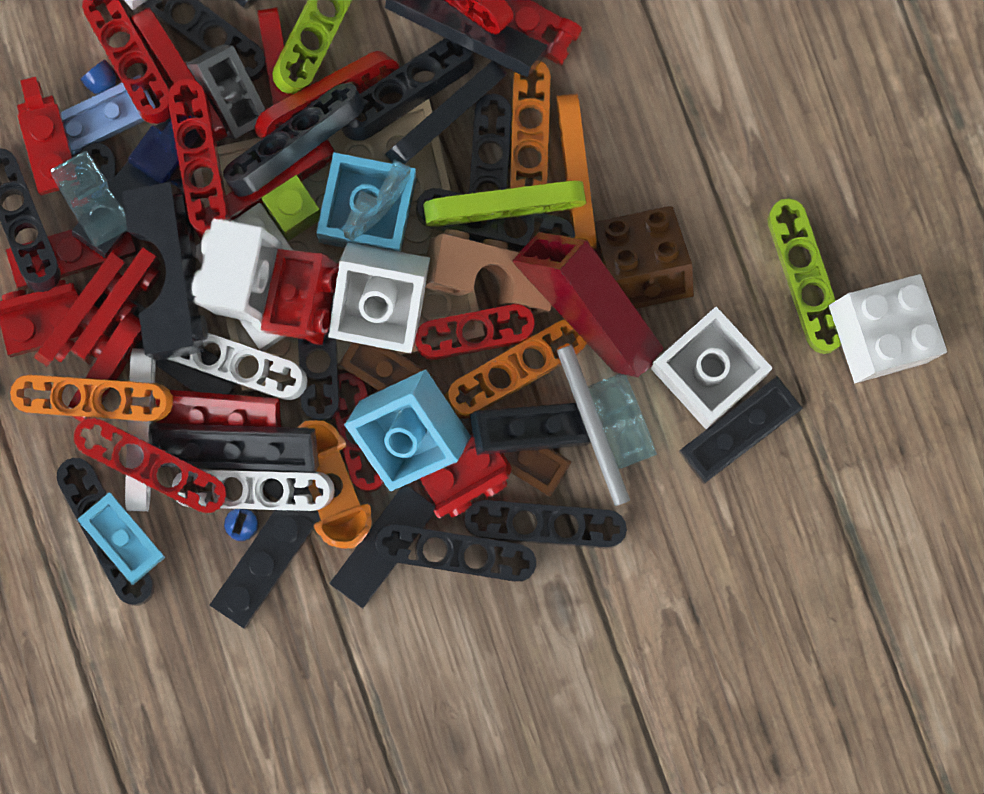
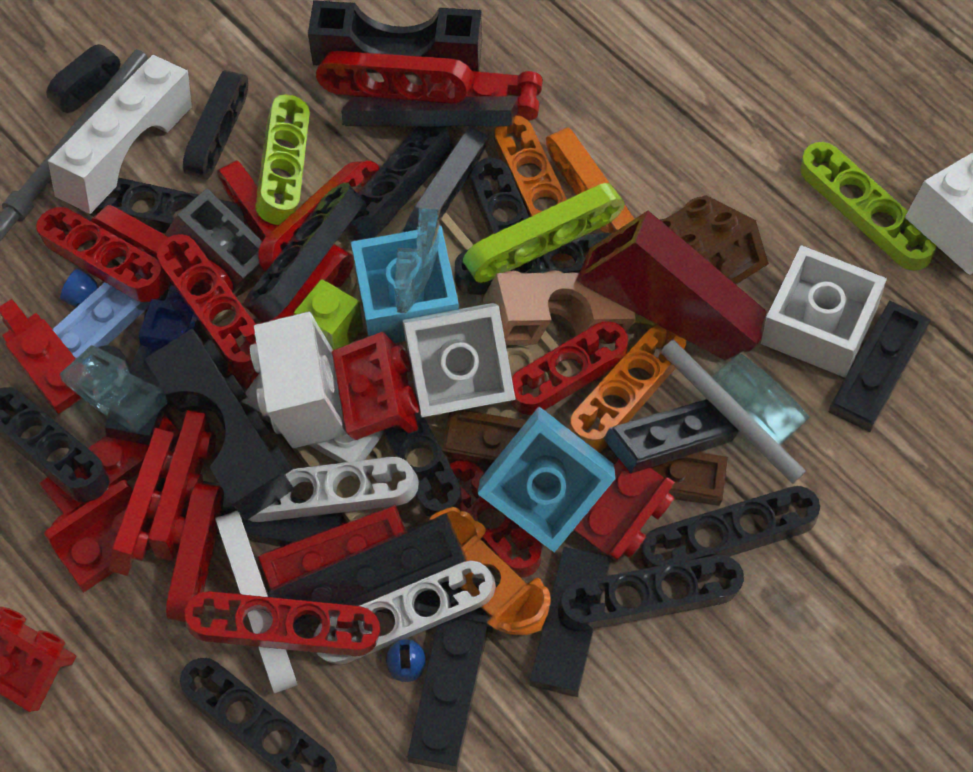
camera: 15 degrees left, 20 degrees down
(91, 397) = (188, 574): orange beam -> none
(121, 538) = (280, 717): medium azure plate -> none

